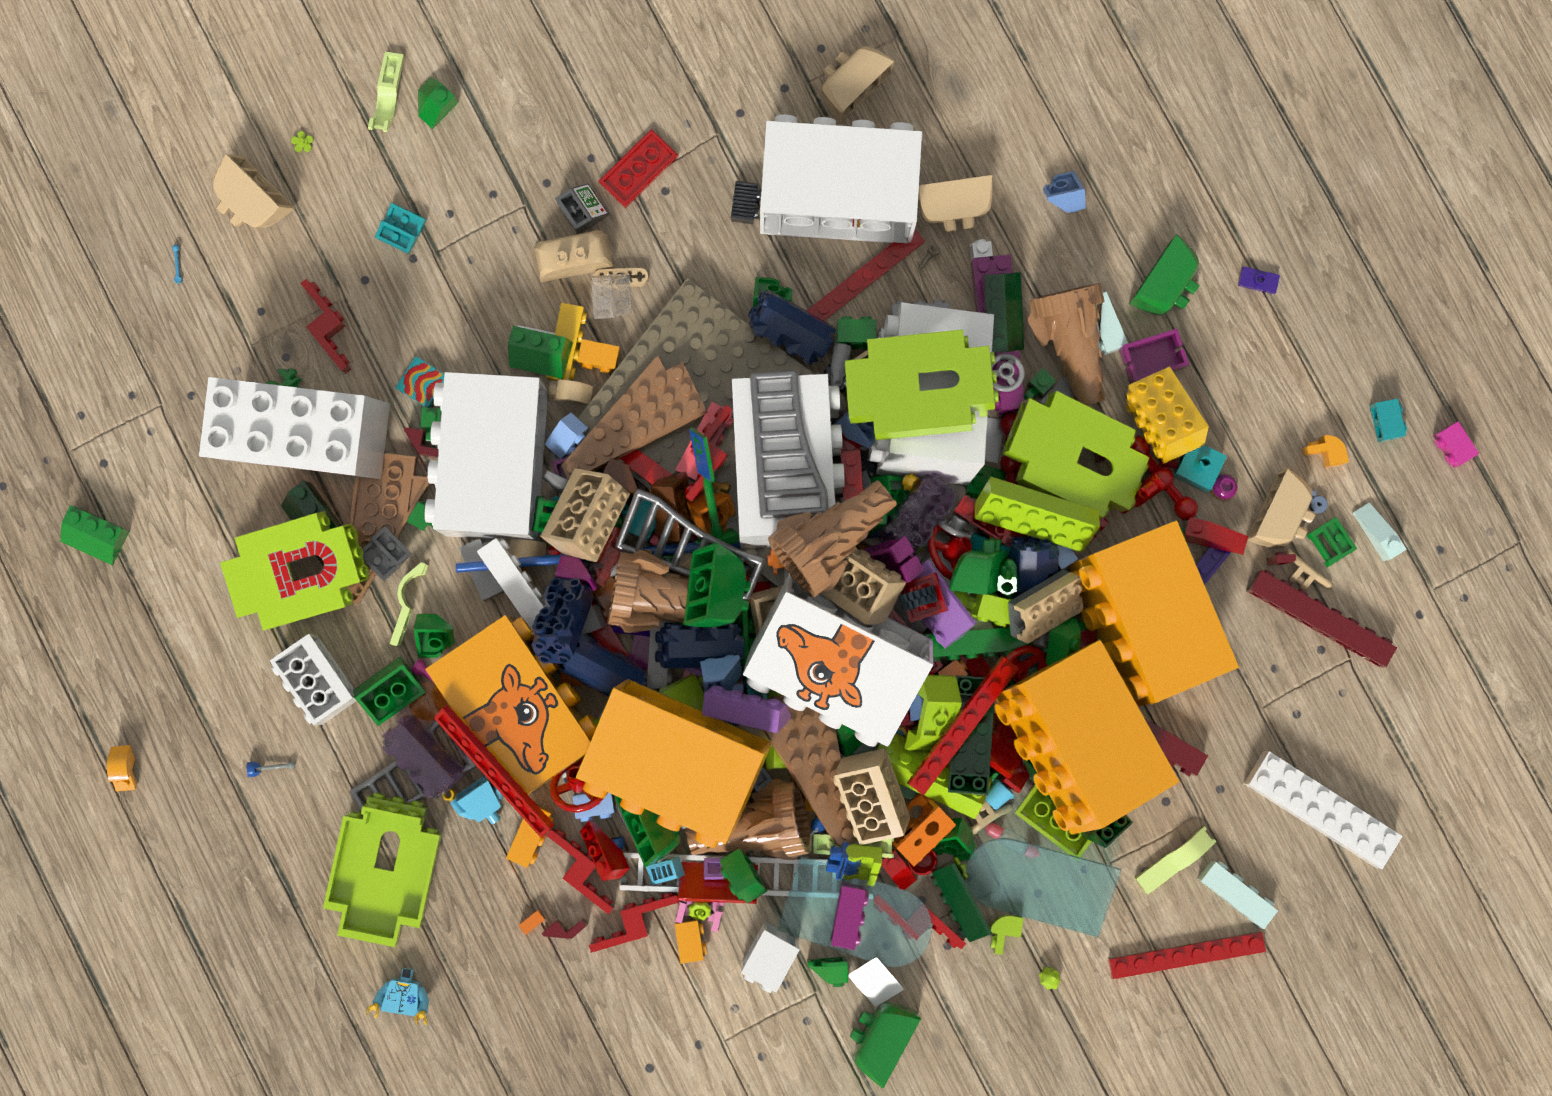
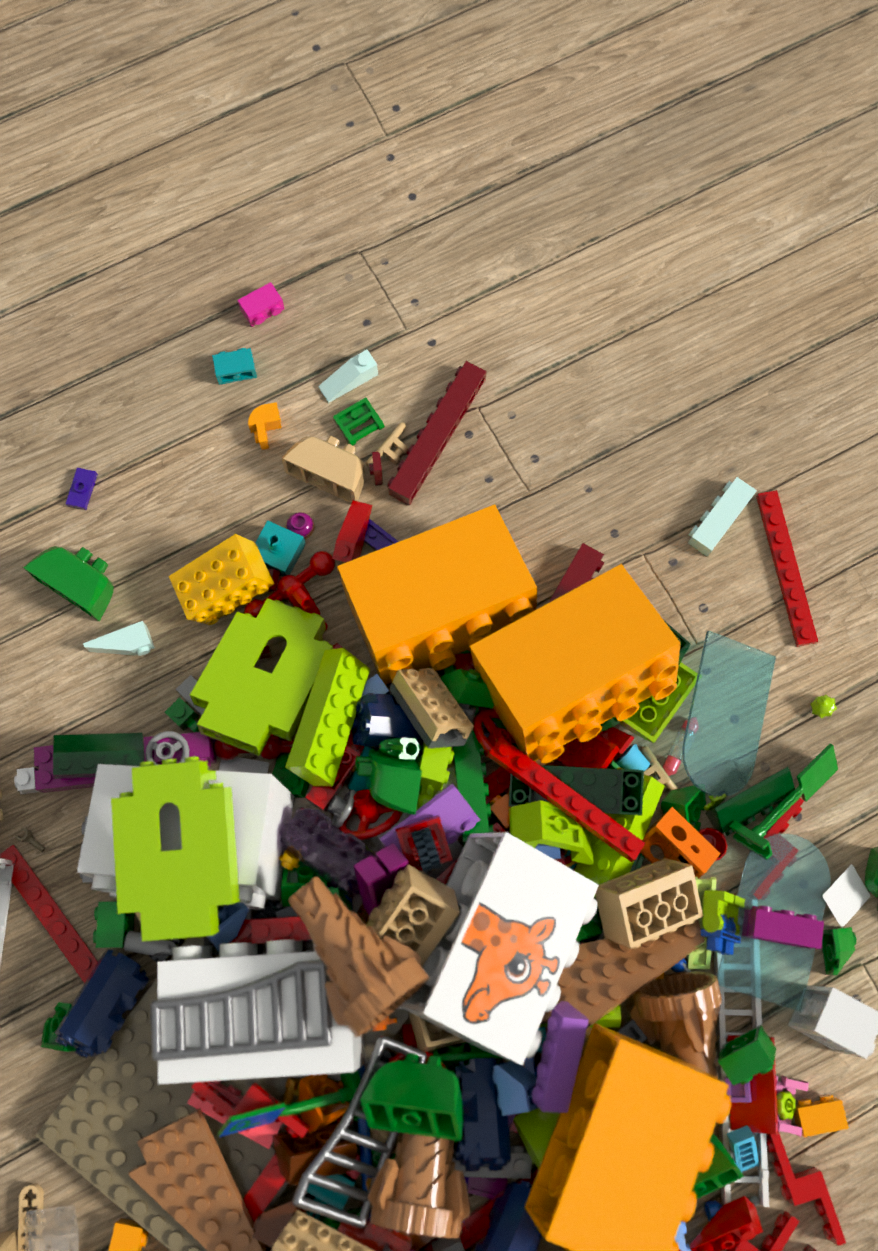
camera: 90 degrees left, 10 degrees down
(898, 871) = (724, 870): red slope -> none
(978, 955) = (809, 781): none -> green piece
(1004, 925) = (773, 754): lime brick -> none
(1072, 324) = (115, 680): medium nougat cone -> none
(1153, 355) = (156, 595): magenta piece -> none
(1175, 861) = (692, 578): yellowish green piece -> none
(1318, 499) = (320, 429): sand blue piece -> none
(1322, 809) = (630, 434): white brick -> none

